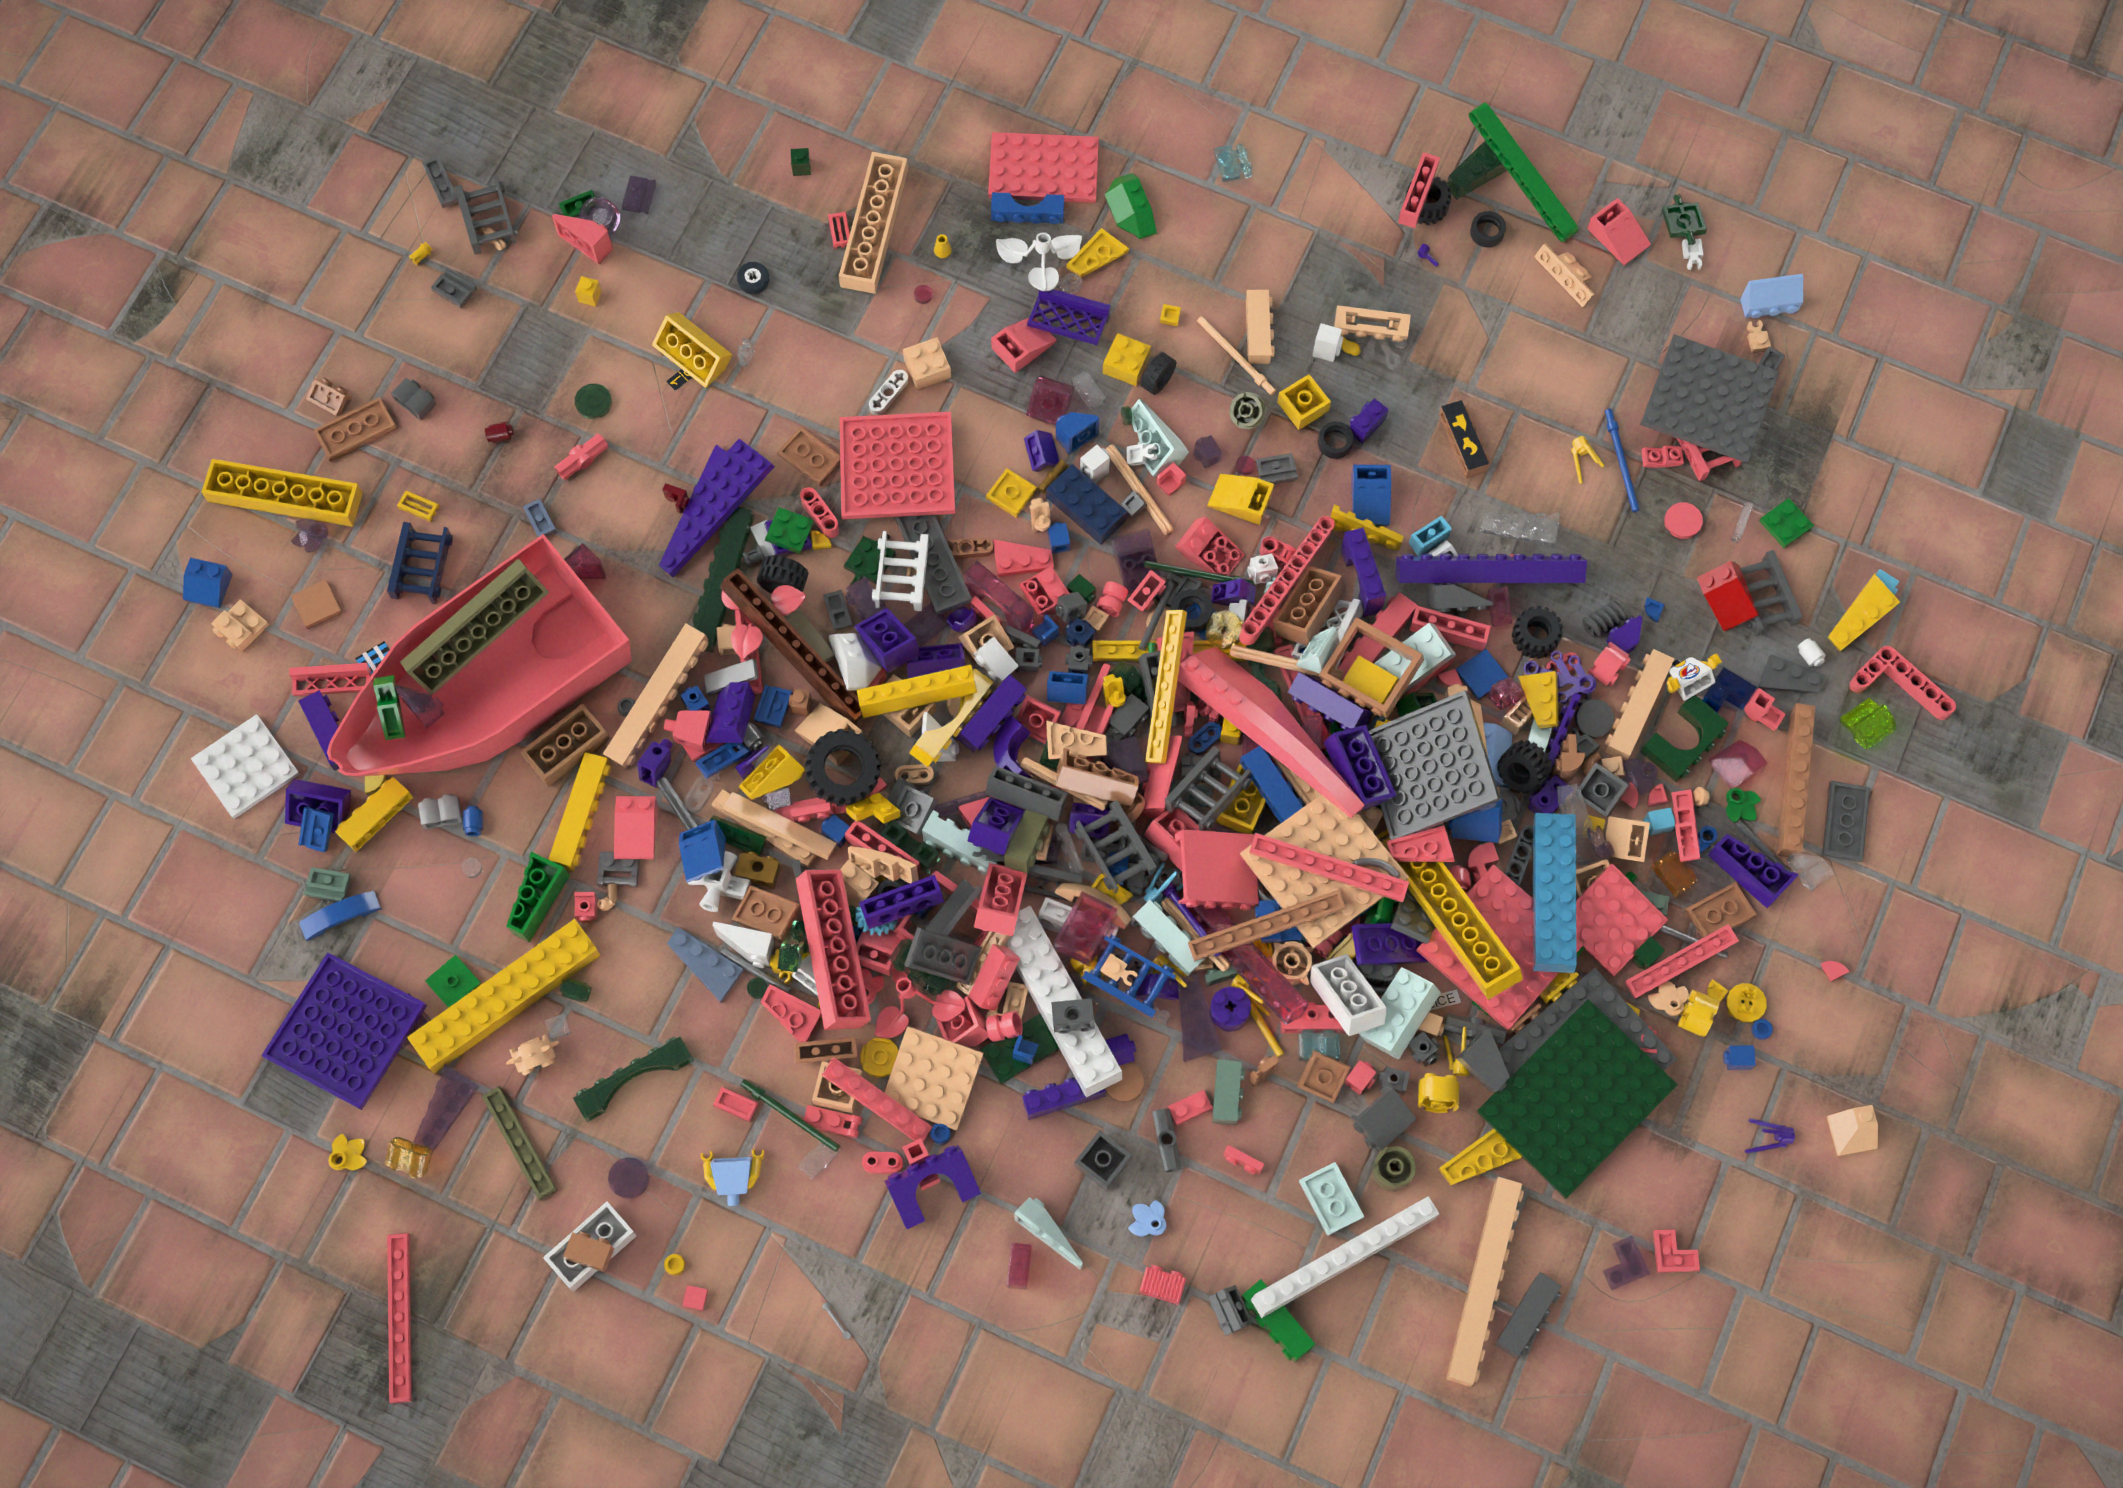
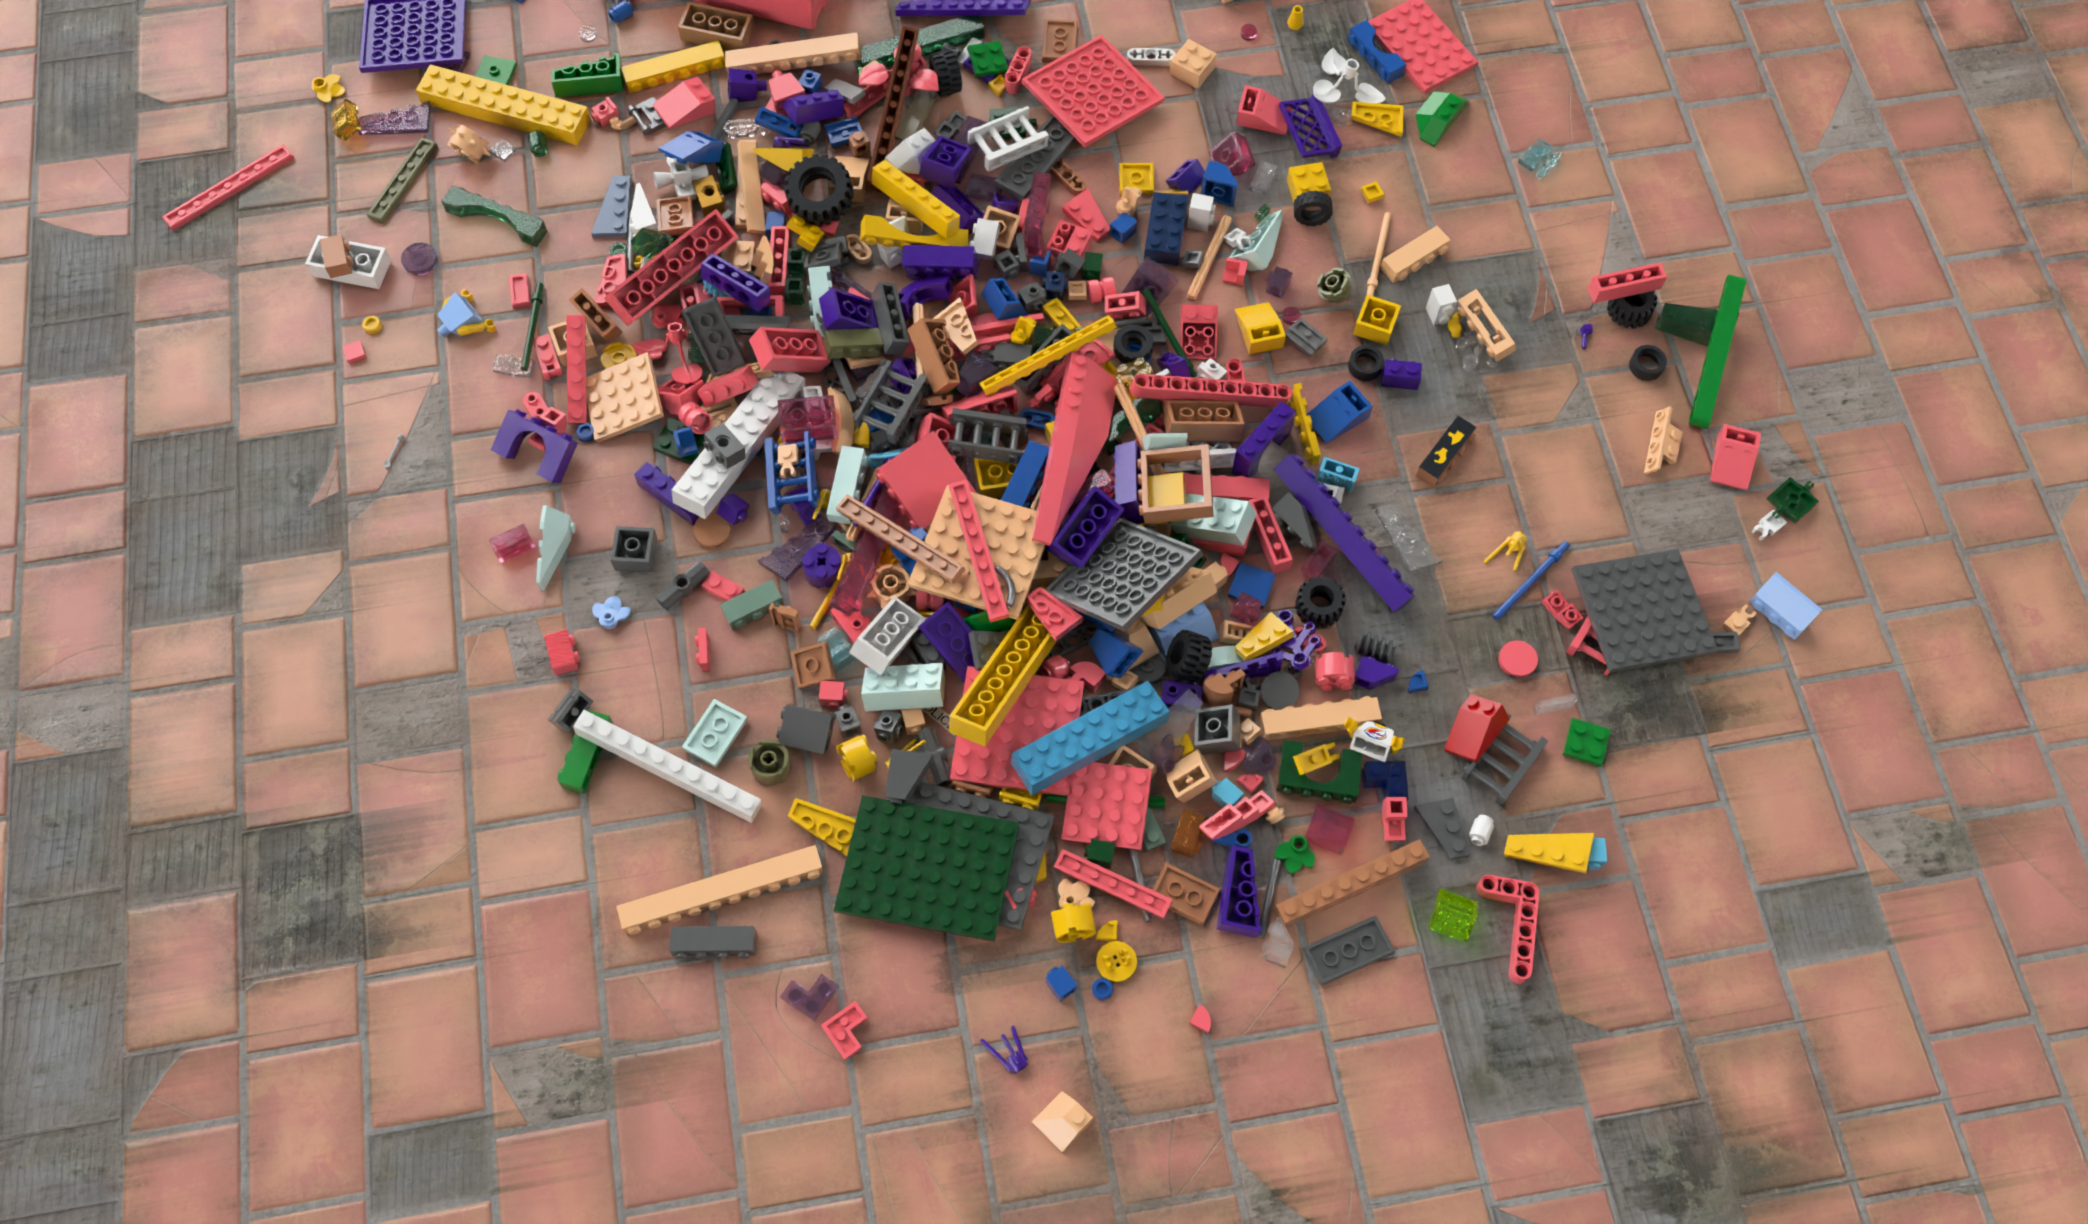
camera: 55 degrees right, 5 degrees down
(1676, 731) = (1315, 758): none -> yellow hinge

